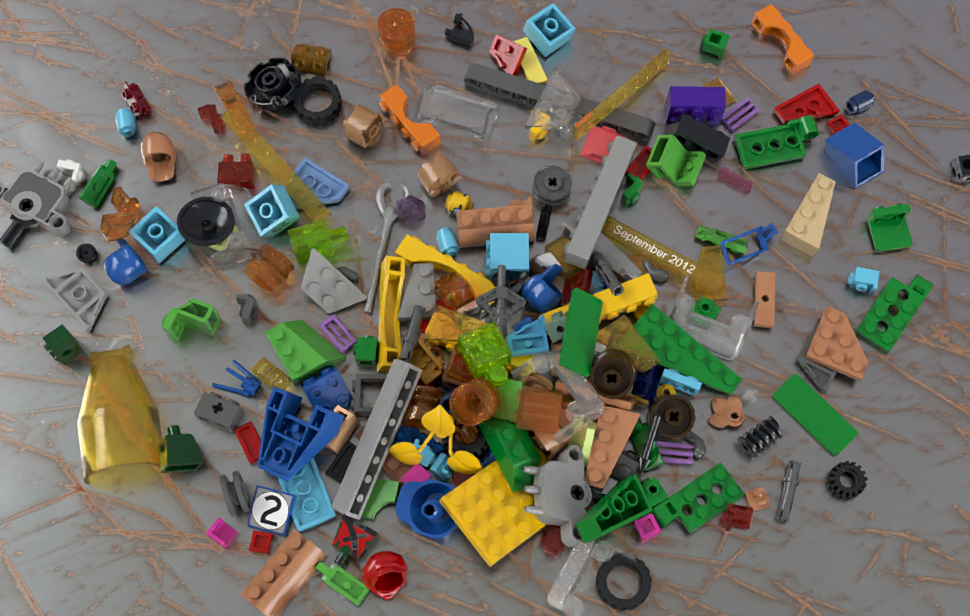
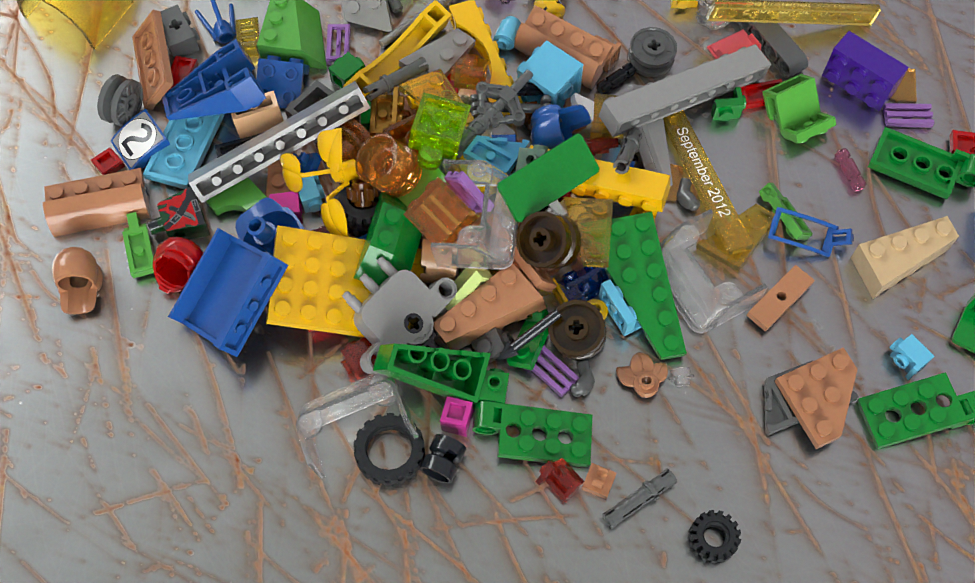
camera: 40 degrees right, 5 degrees down
(179, 452) = (110, 37): dark green torso -> none
(222, 533) = (81, 128): dark pink panel -> none
(226, 445) = (152, 59): none -> nougat tile
(416, 434) = (326, 181): blue axle -> none
(441, 468) = (314, 216): medium azure tile -> none
(443, 565) = (228, 291): none -> blue panel
(540, 380) = (466, 189): none -> medium lavender tile
(661, 561) = (443, 457): none -> black wheel
(699, 137) = (844, 102): black wedge -> none
(707, 308) = (708, 259): green brick -> none
(715, 42) = (939, 34): green brick -> none
(760, 436) = (656, 421): black piece -> none
(815, 414) = (738, 449): green piece -> none

